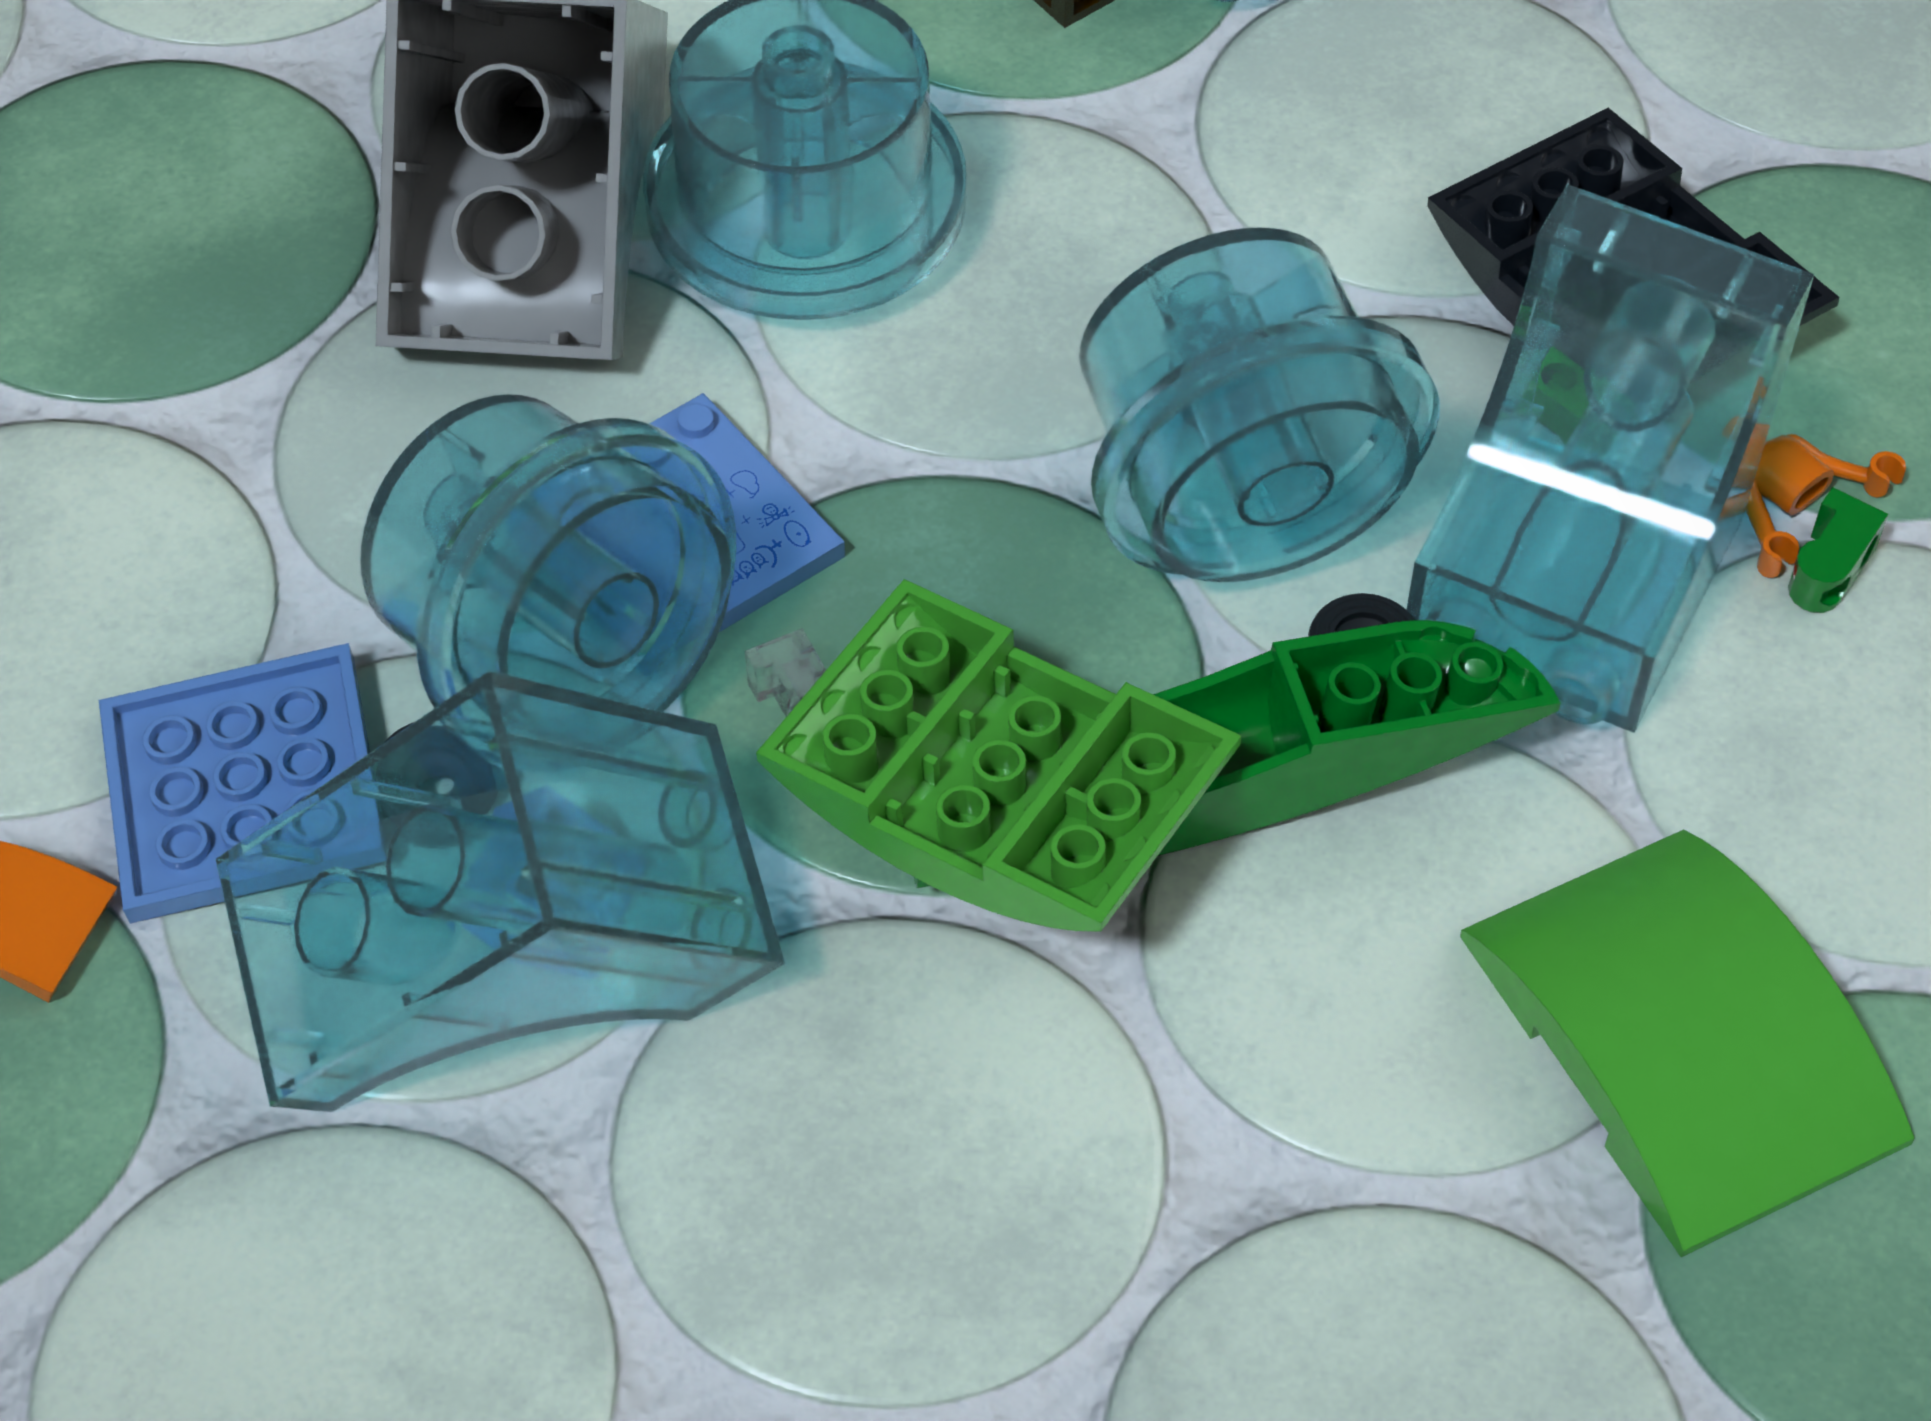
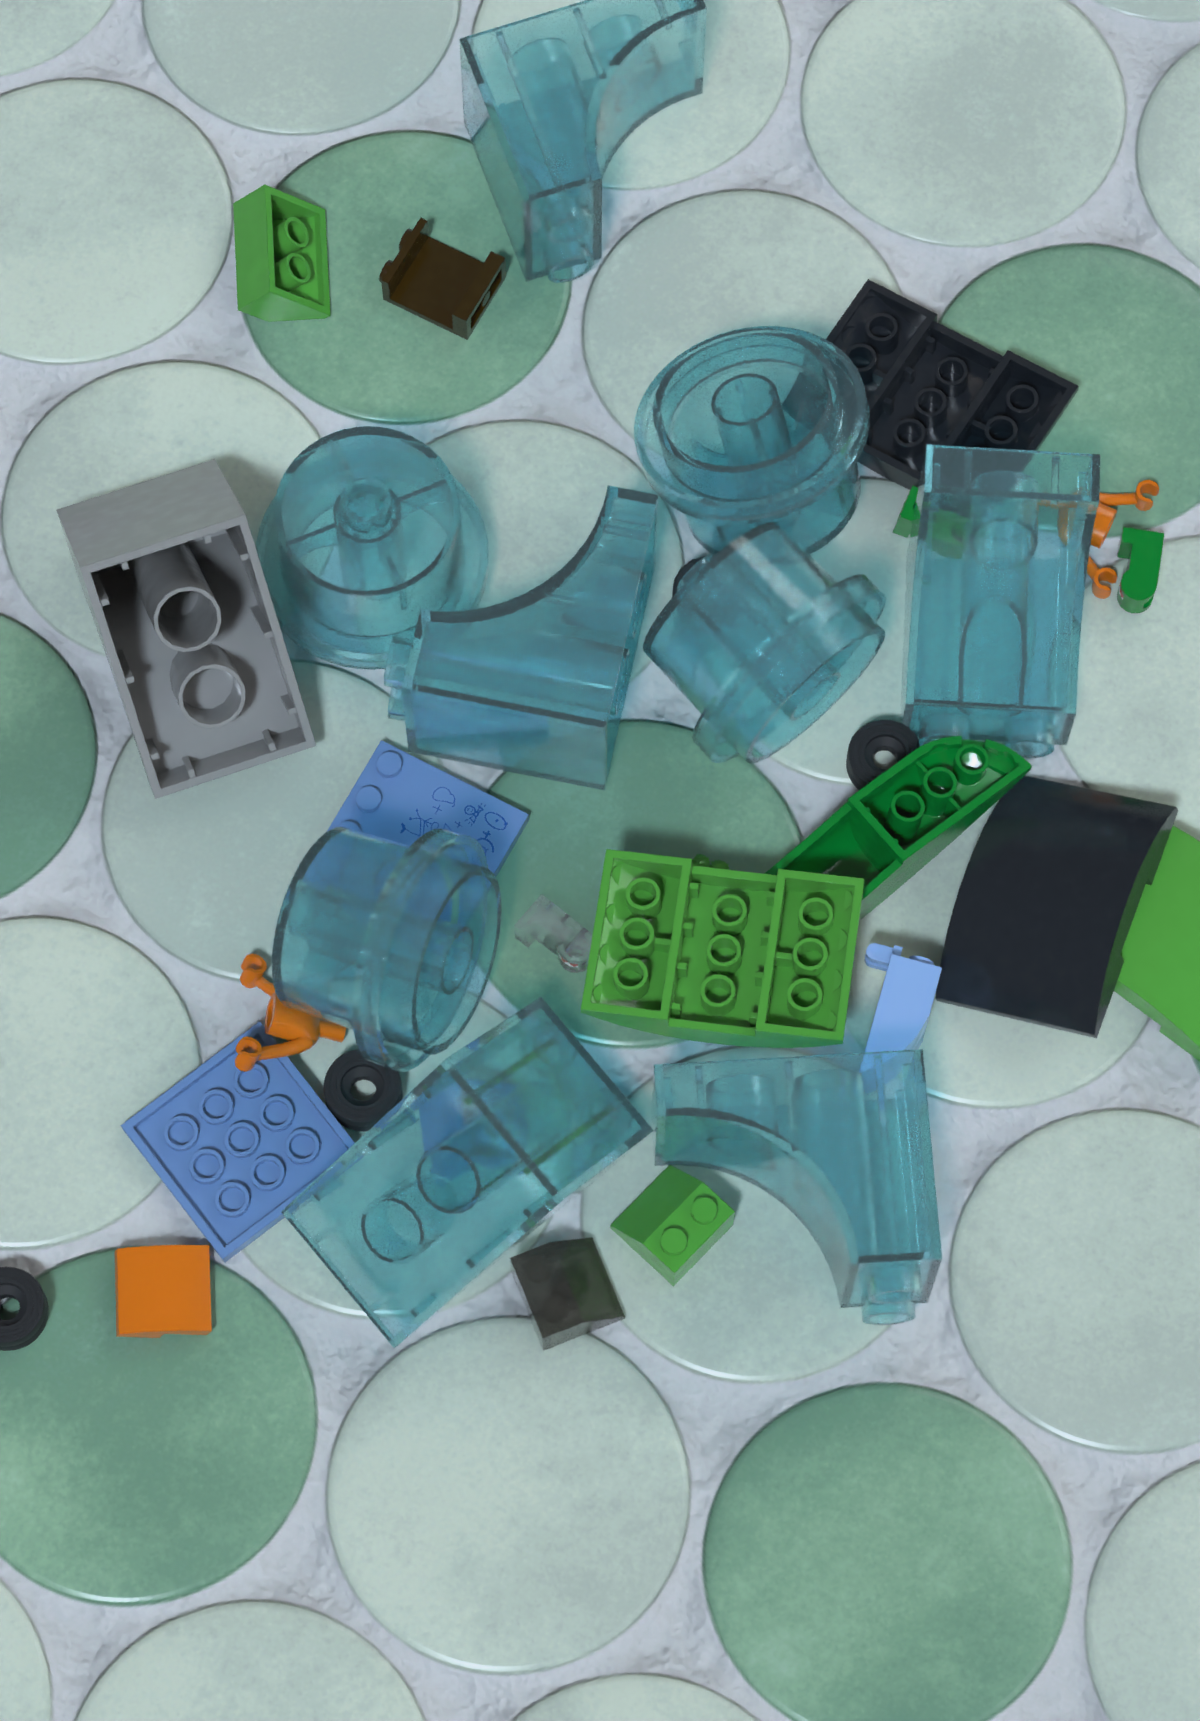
camera: 25 degrees left, 15 degrees up
(376, 651) = (280, 1021): none -> orange piece
(554, 1136) = (565, 1290): none -> clear smoke slope
(761, 1118) = (674, 1223): none -> bright green slope
(934, 351) = (539, 676): none -> clear light blue brick
(1023, 1054) = (832, 1143): none -> clear light blue brick
(1207, 966) = (904, 998): none -> light blue piece
(1380, 164) = (756, 435): none -> clear light blue piece
(1505, 901) = (1051, 903): none -> black slope

